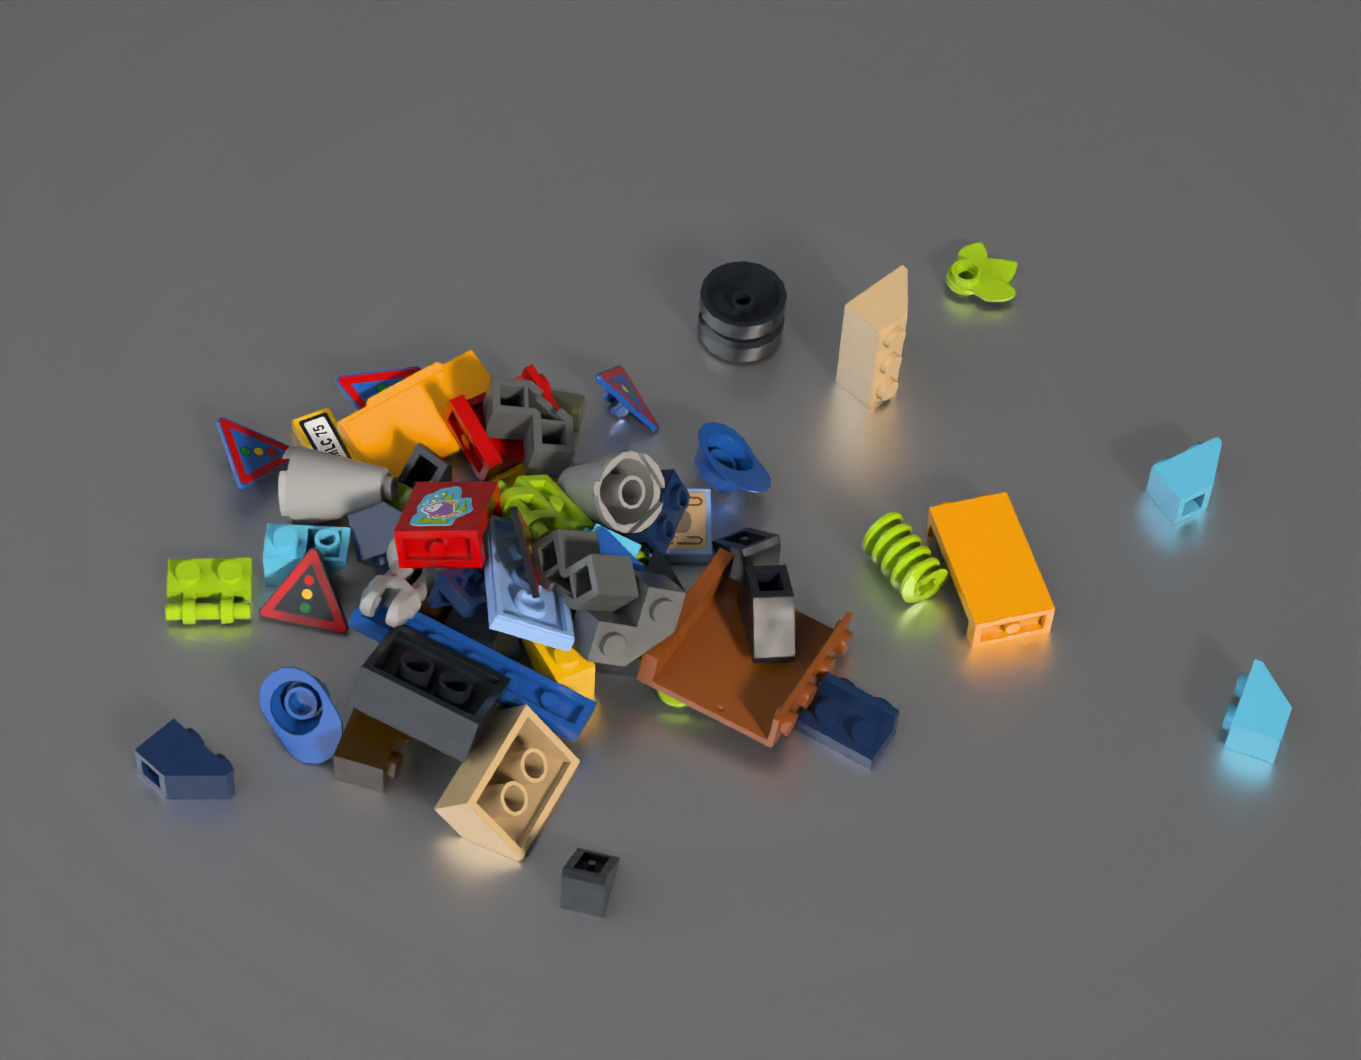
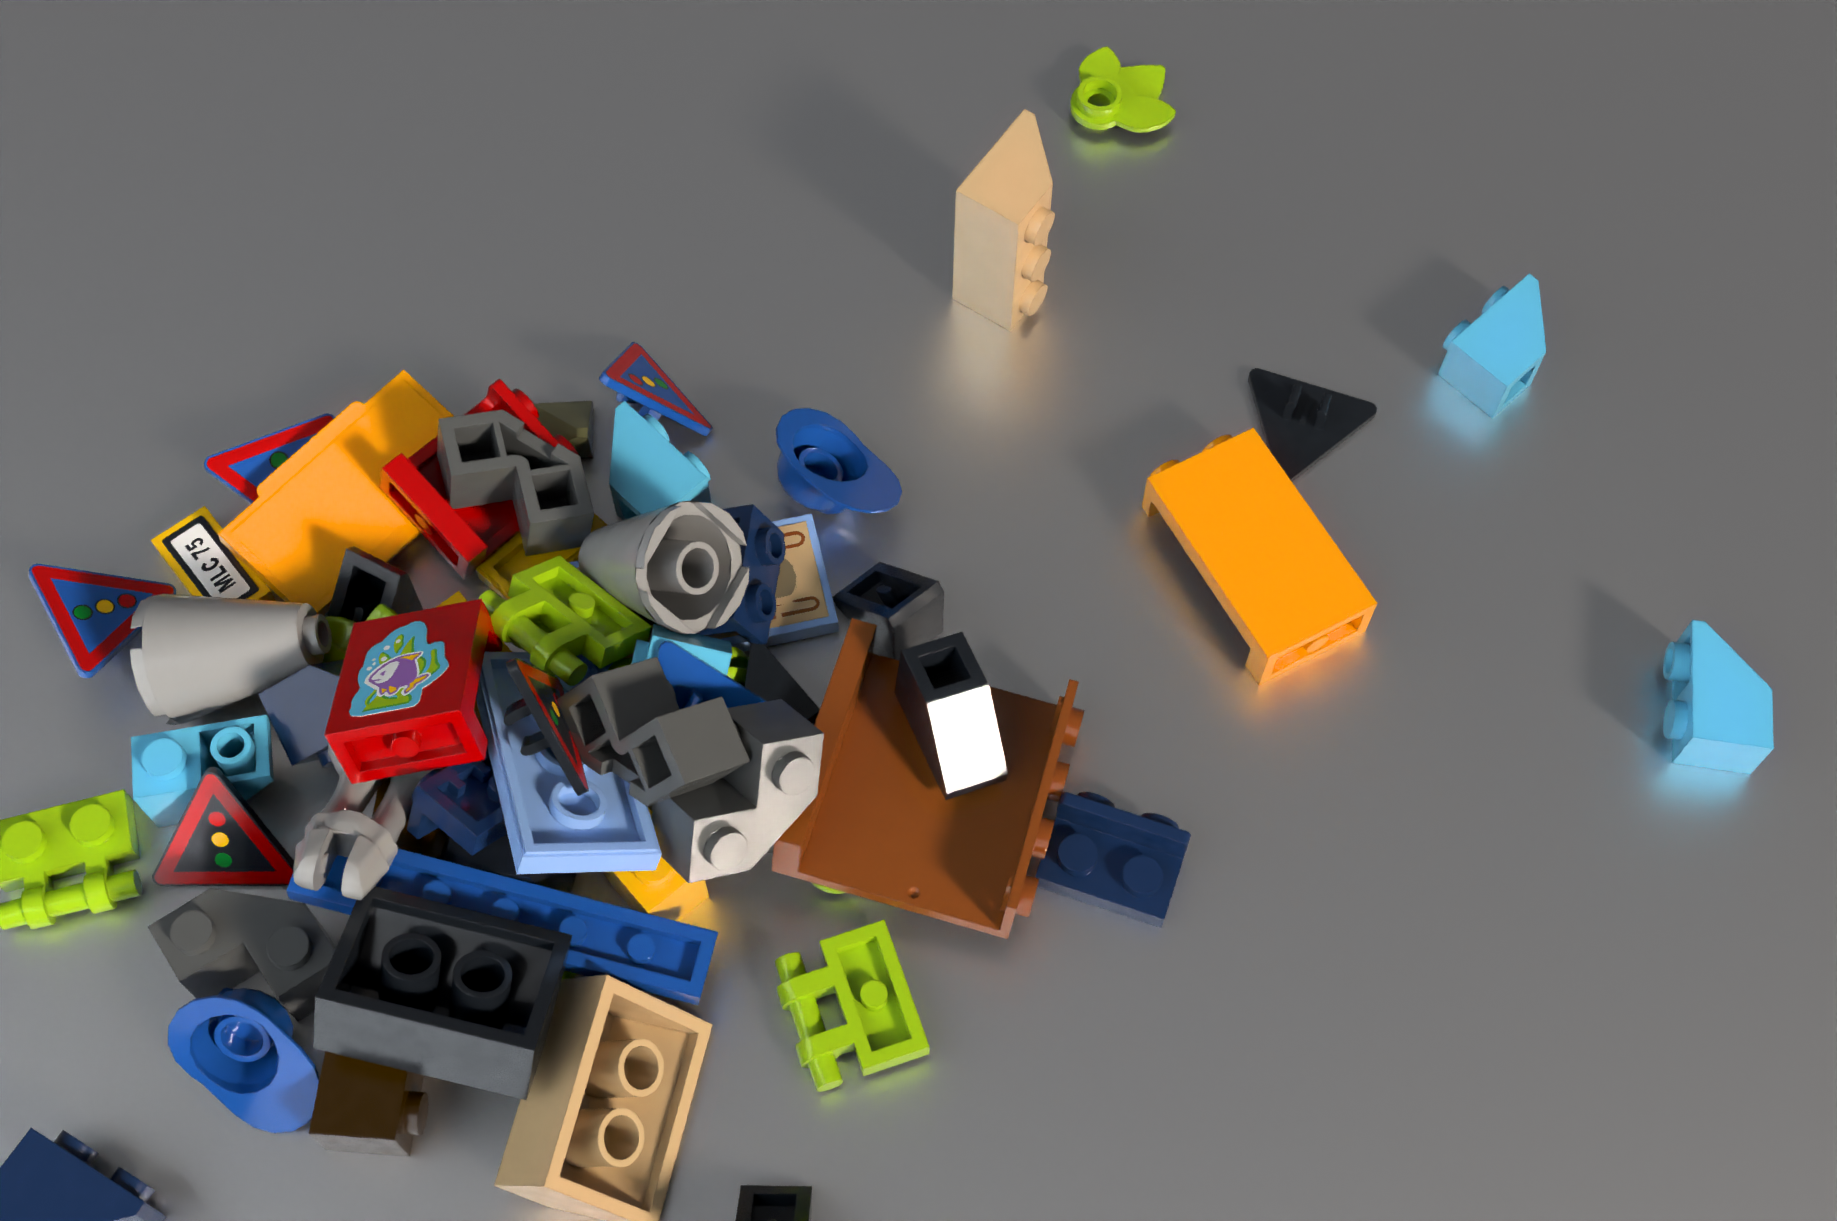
camera: 10 degrees left, 10 degrees up
(315, 648) = (234, 935): none -> dark grey brick
(612, 433) = (649, 469): none -> medium azure slope
(681, 766) = (872, 998): none -> lime plate
(741, 311) = (794, 222): black wheel -> none
(904, 559) = (1124, 569): lime piece -> none
(1047, 500) = (1304, 419): none -> black piece

